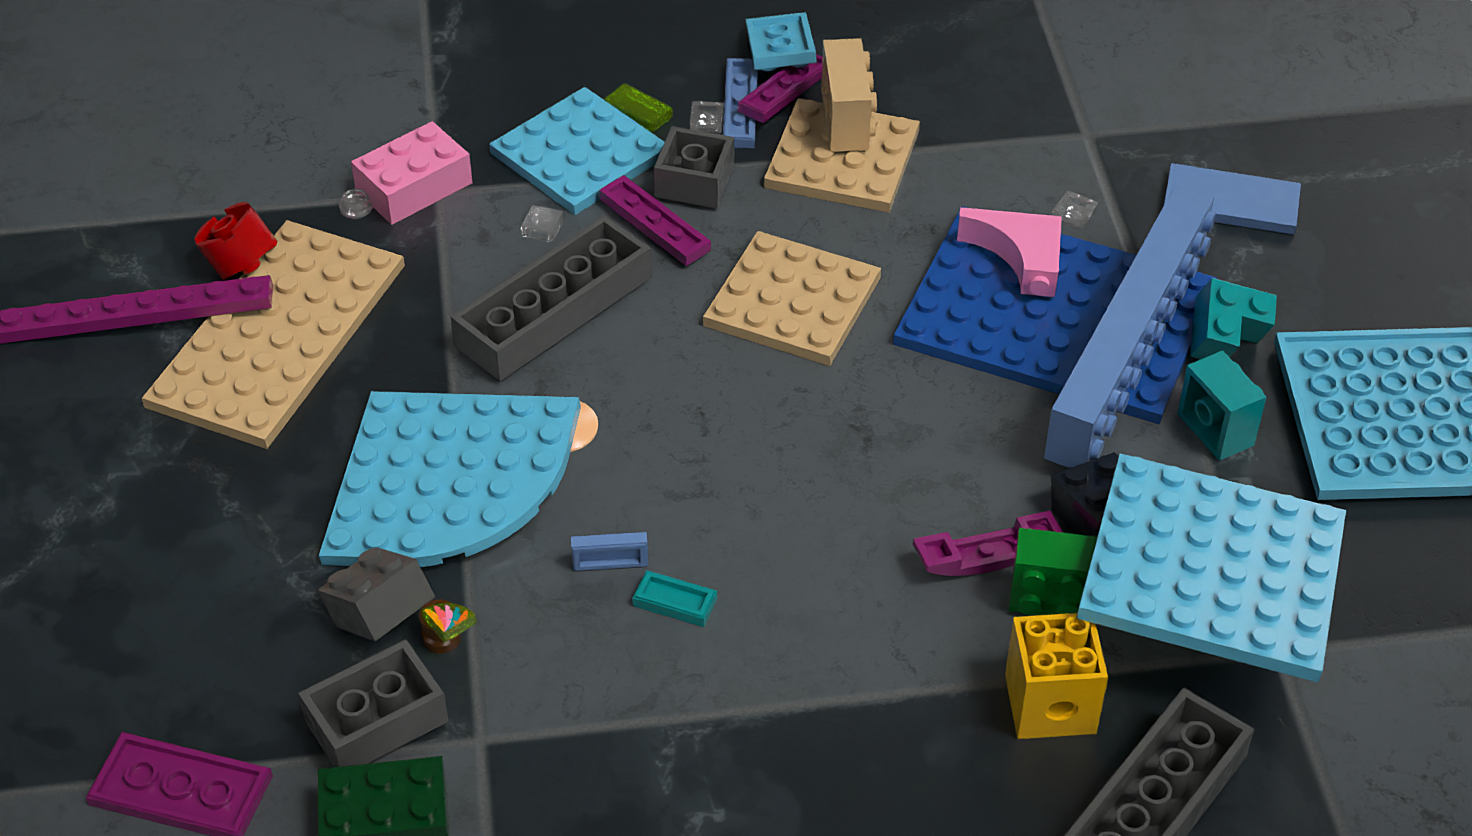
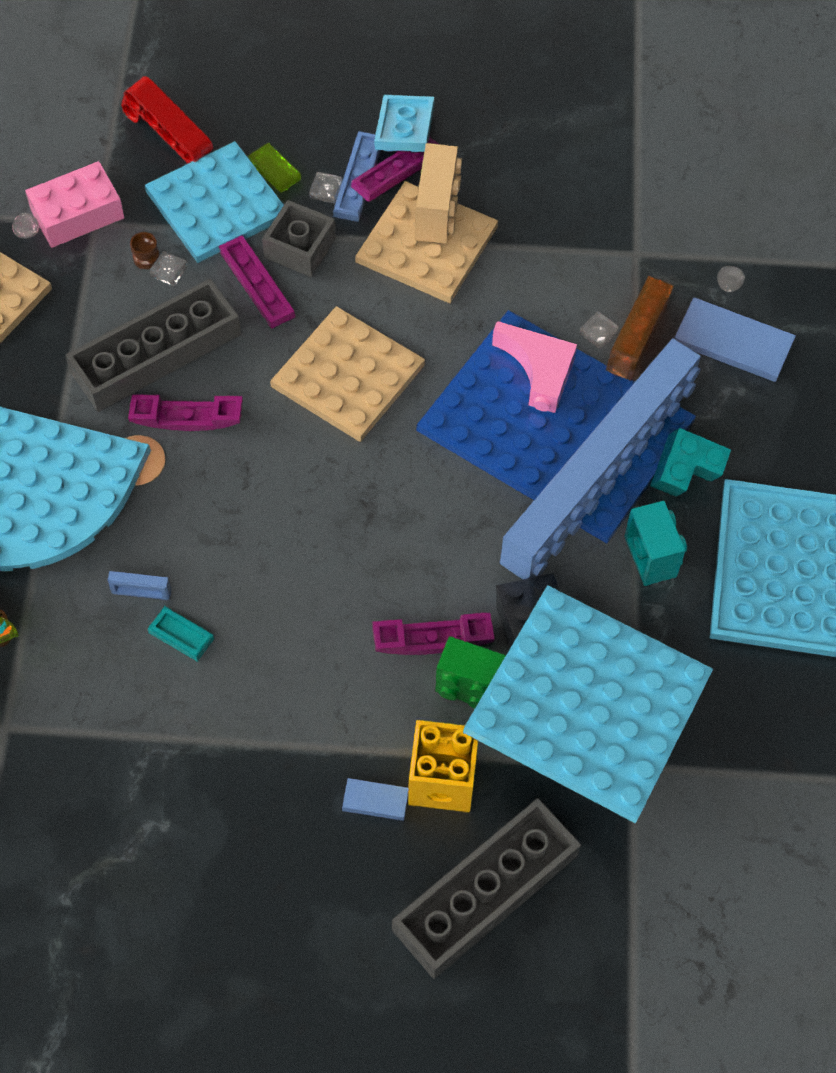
camera: 10 degrees right, 15 degrees up
(497, 70) = (149, 102): none -> red beam
(510, 206) = (144, 250): none -> reddish brown wheel
(611, 368) = (185, 415): none -> magenta slope
(977, 737) = (375, 799): none -> medium blue tile
(1124, 197) = (639, 328): none -> clear orange brick
(1205, 141) = (730, 278): none -> clear plate

